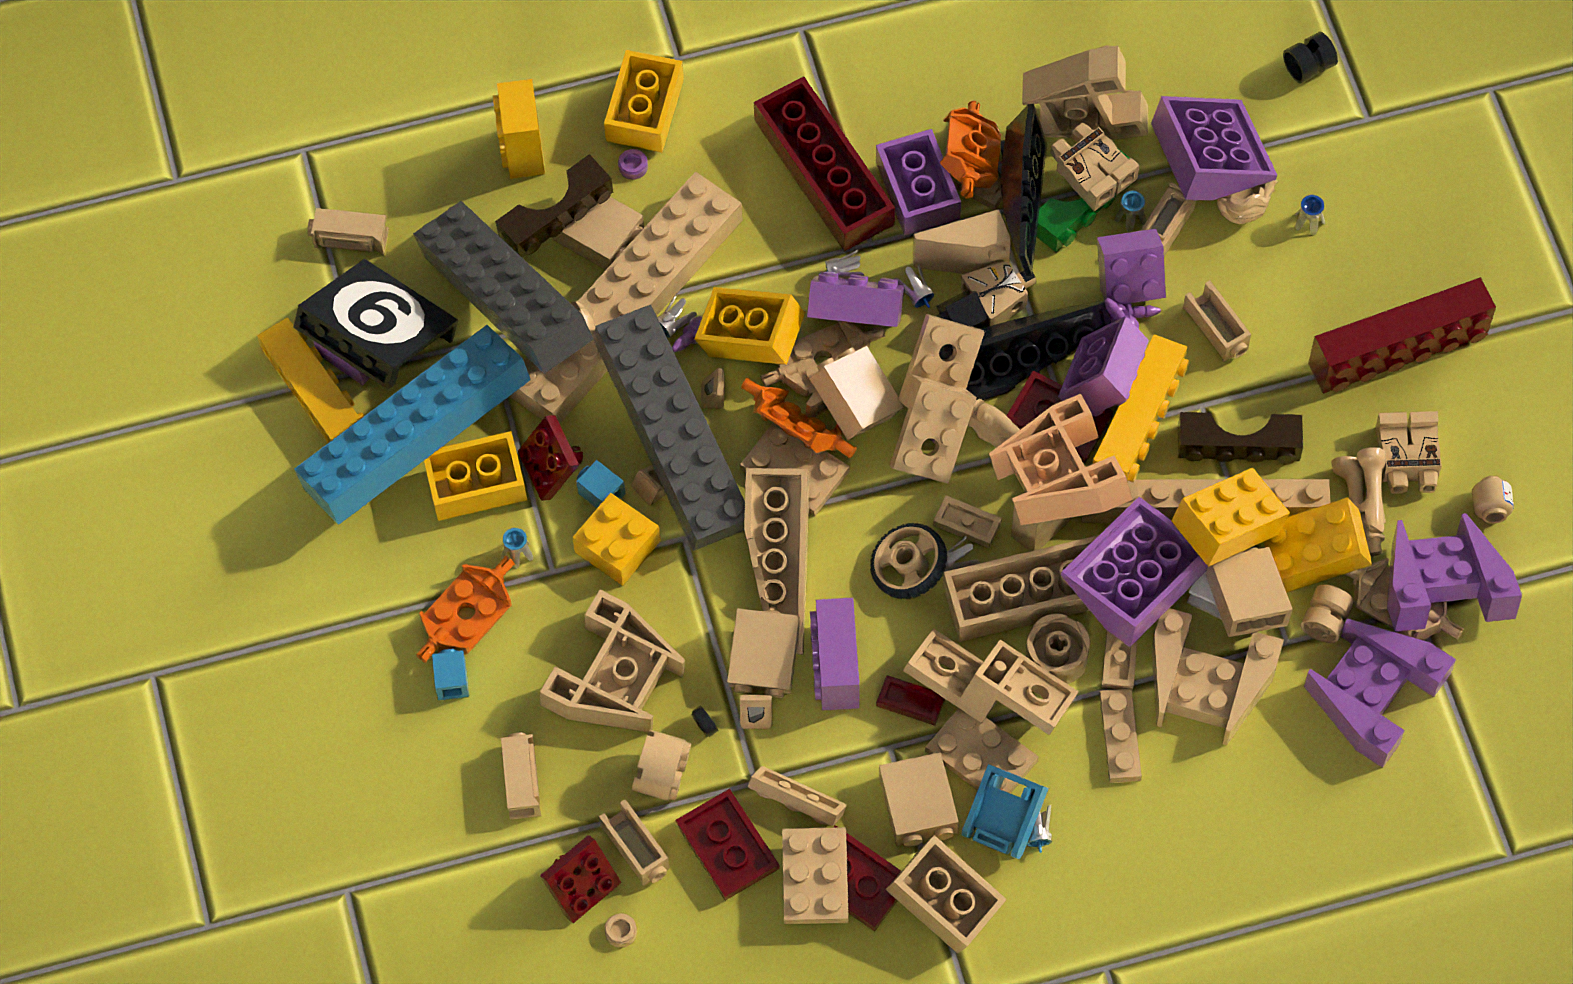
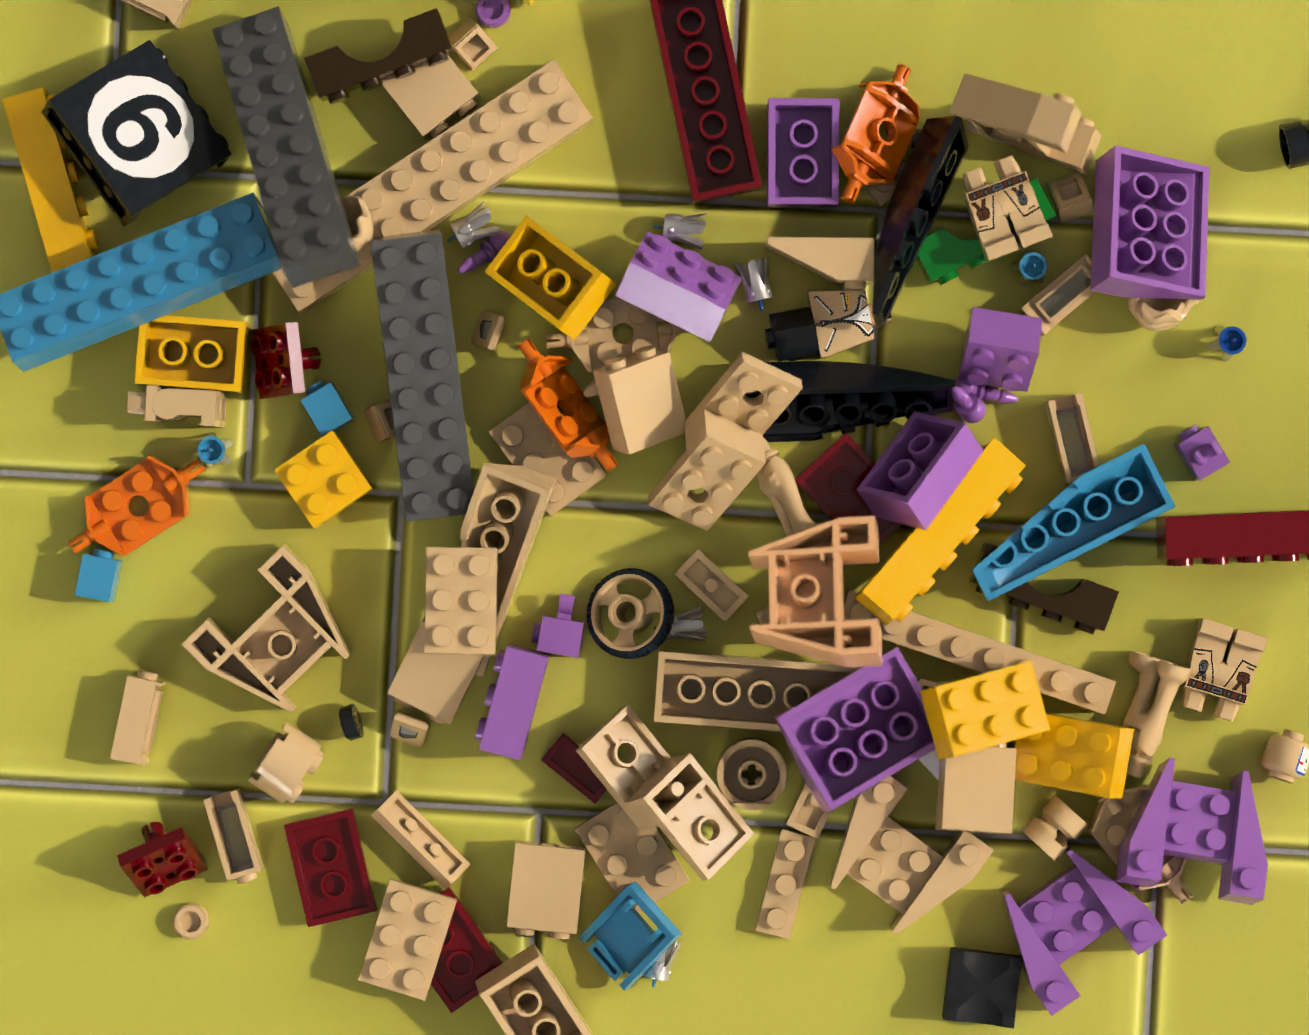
camera: 15 degrees right, 25 degrees up
(475, 515) = (177, 404): none -> tan hips
(627, 190) = (471, 43): none -> tan slope
(764, 580) = (461, 600): none -> tan plate
(860, 589) = (559, 633): none -> medium lavender brick
(1145, 154) = (1070, 197): none -> tan slope
(1250, 367) = (1077, 520): none -> dark azure wedge
(1319, 759) = (982, 987): none -> black brick
(1324, 299) = (1200, 451): none -> medium lavender brick

